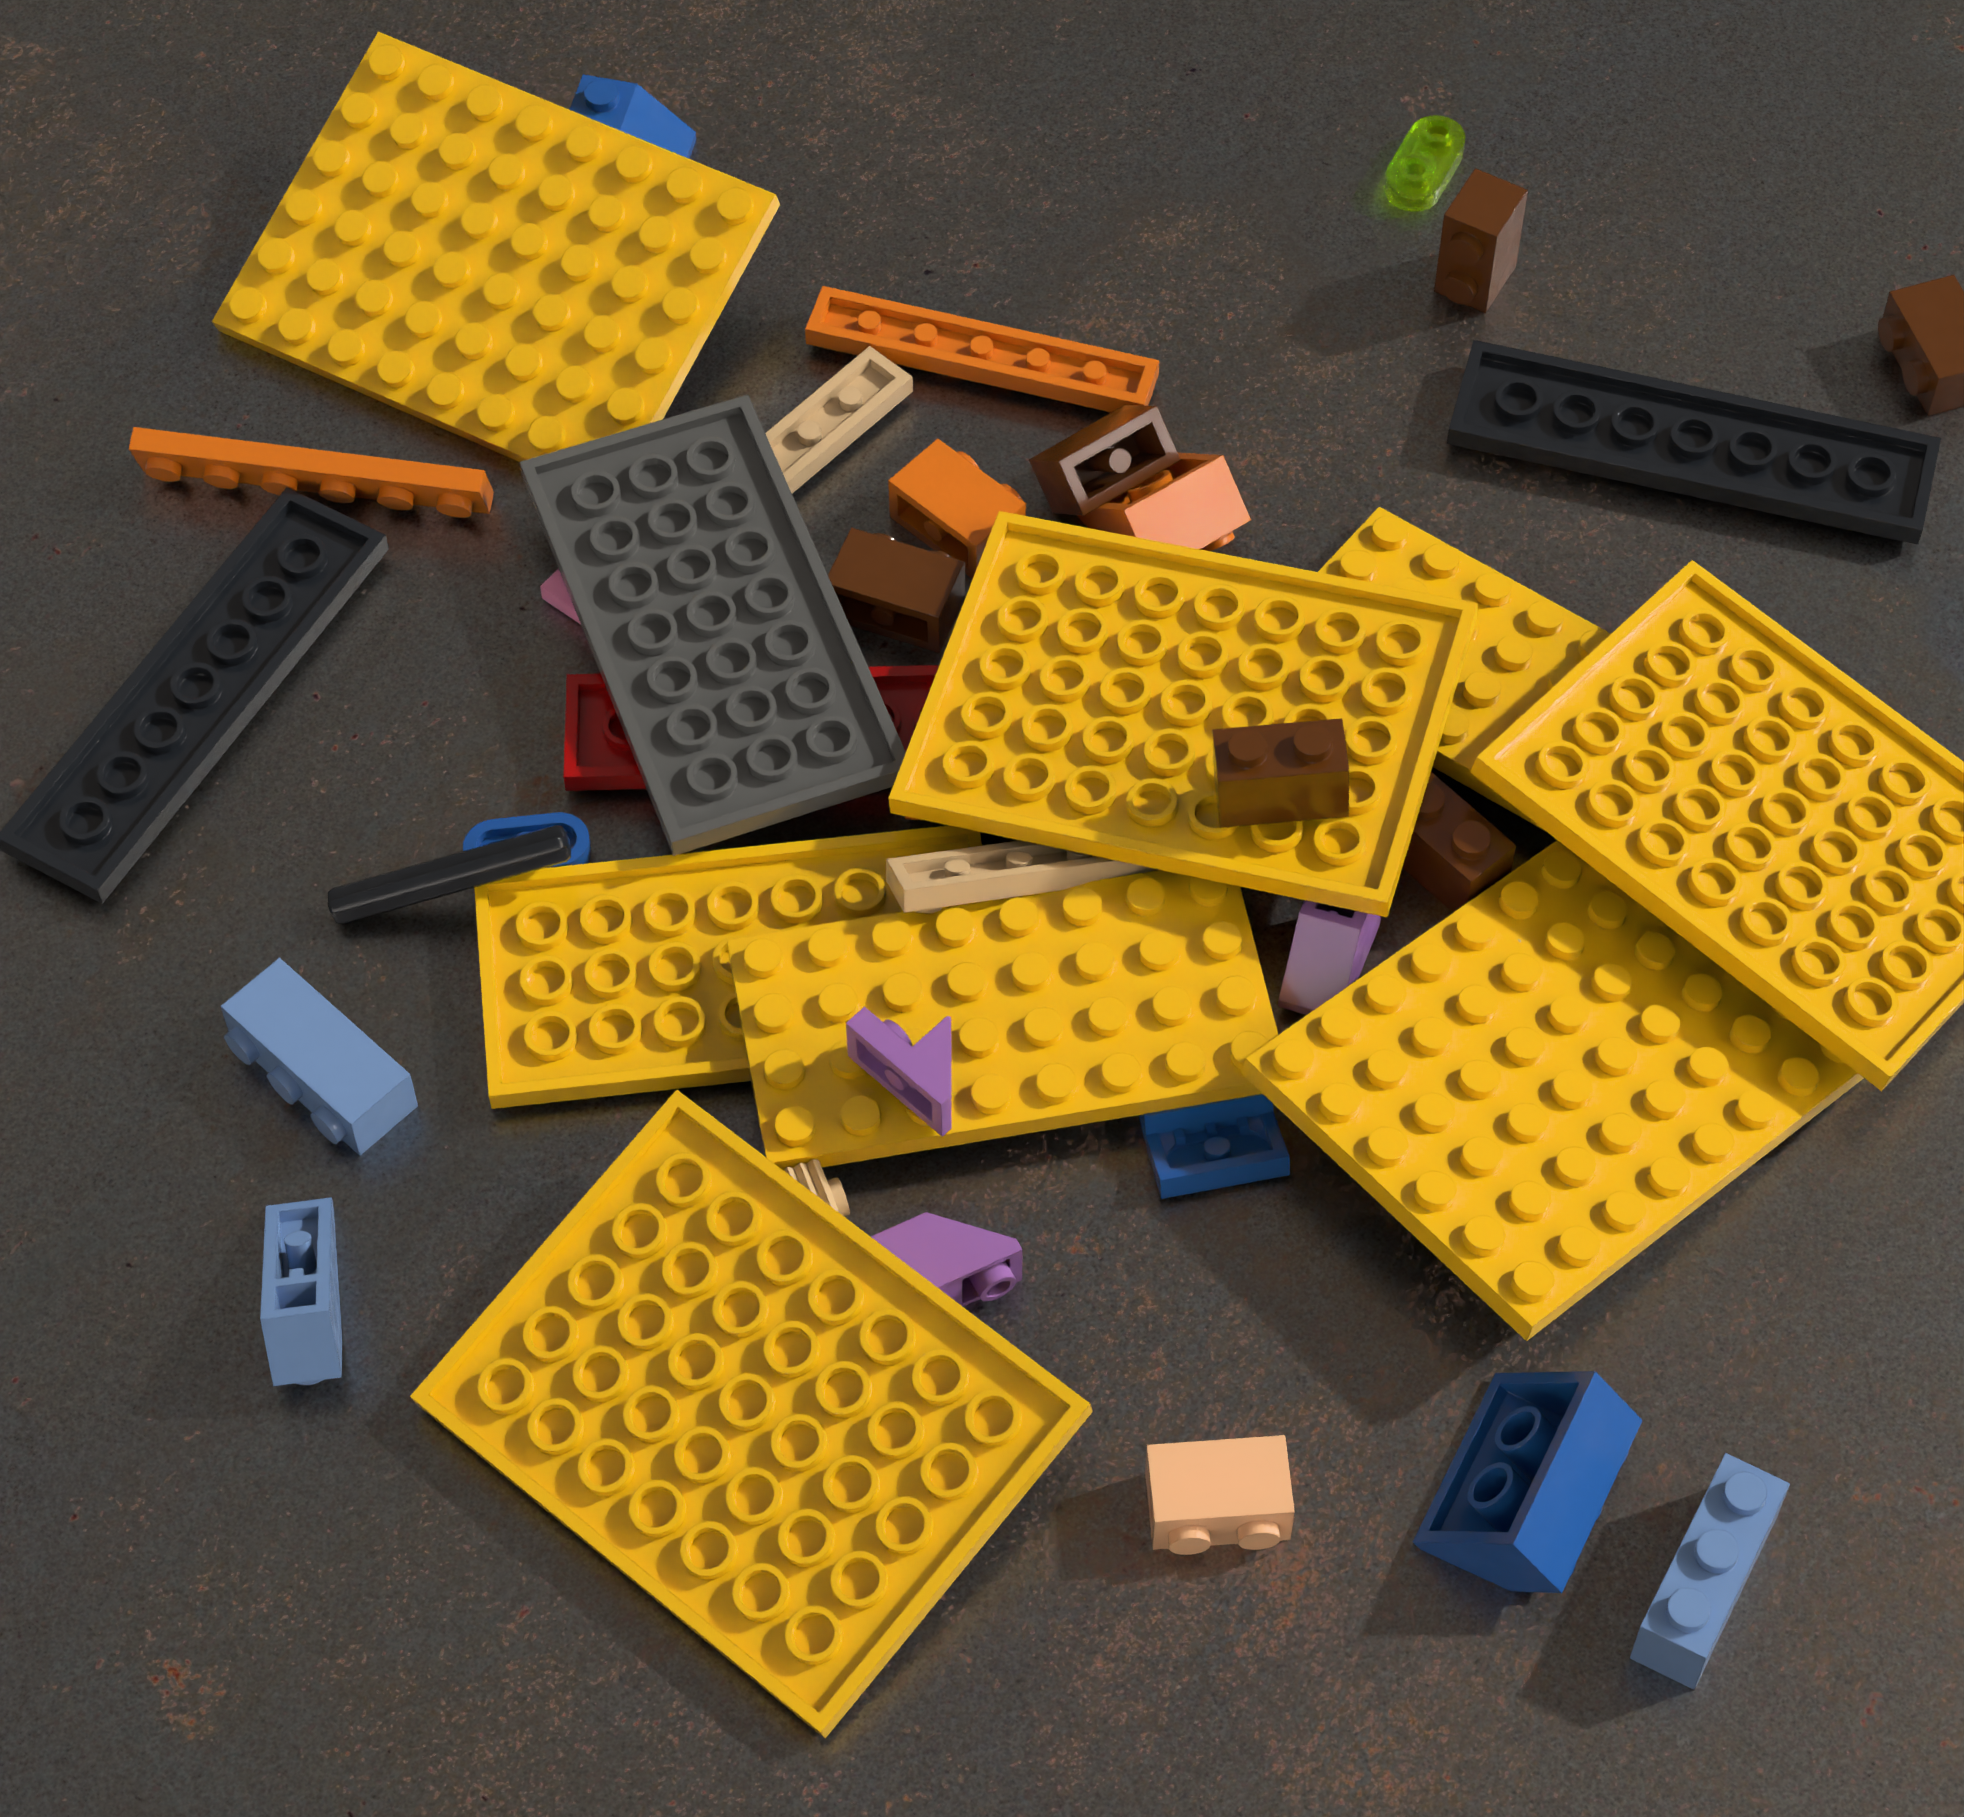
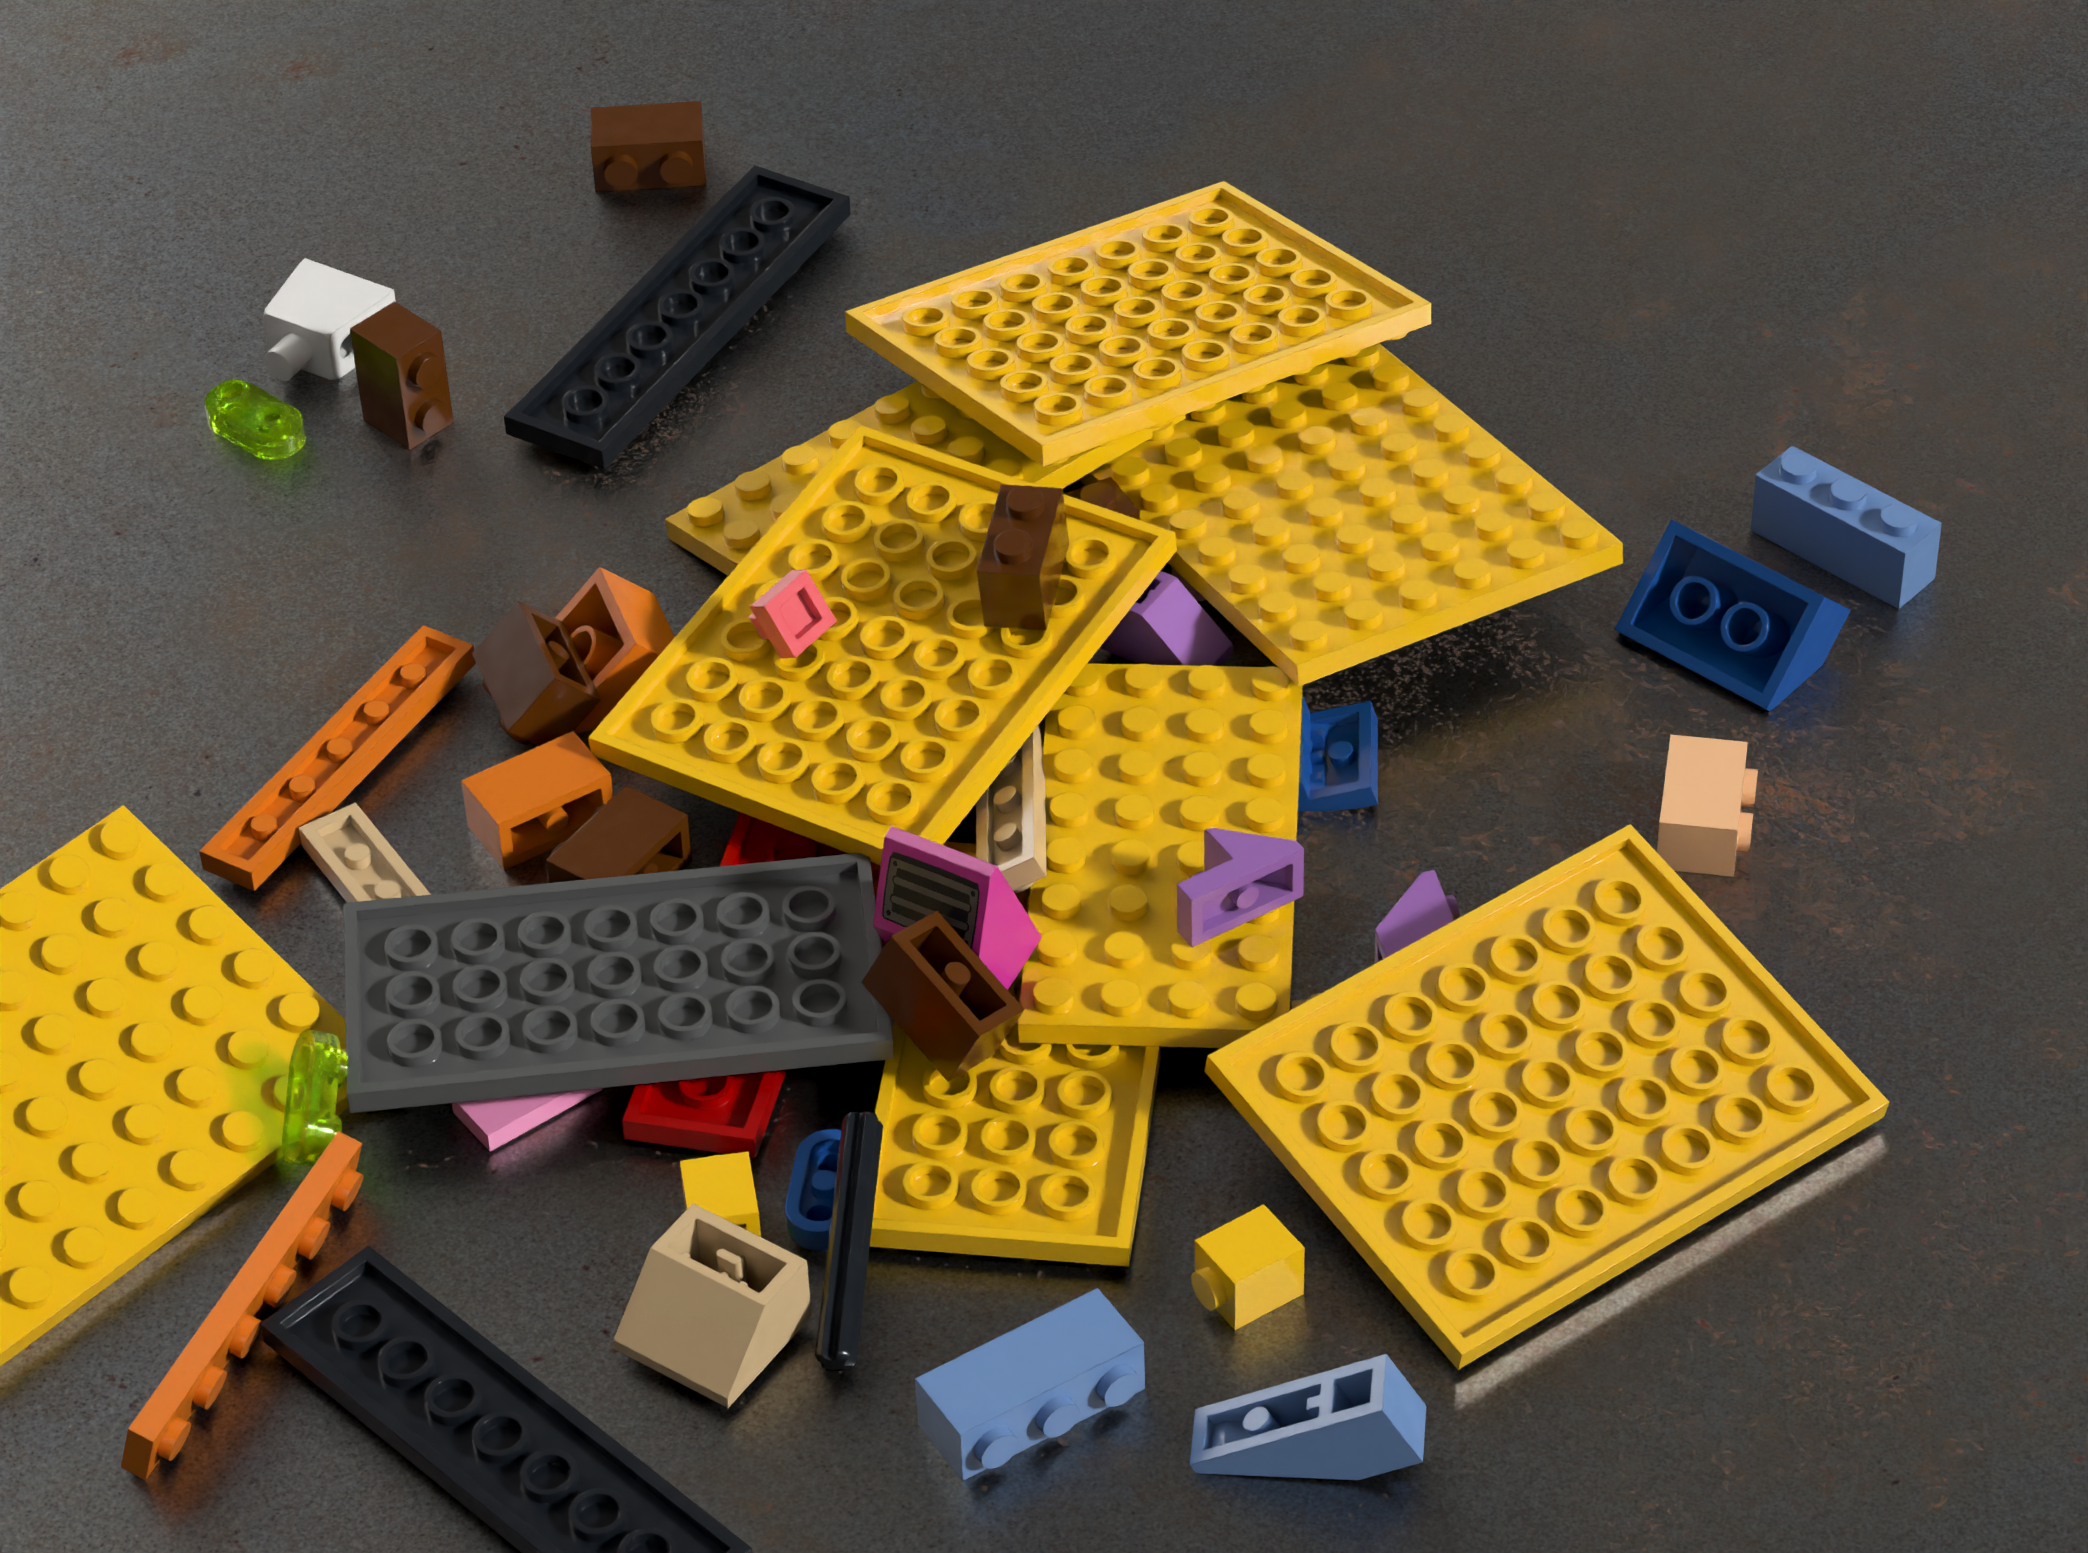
camera: 75 degrees left, 15 degrees down
(360, 796) = (714, 1305): none -> tan slope
(483, 774) = (722, 1187): none -> yellow brick
(489, 1199) = (1248, 1267): none -> yellow brick
(537, 434) = (313, 1081): none -> clear neon green plate
(709, 859) = (942, 995): none -> reddish brown brick
(814, 847) = (966, 891): none -> dark pink slope
(1163, 611) = (792, 614): none -> coral tile
(1564, 167) = (313, 317): none -> white torso

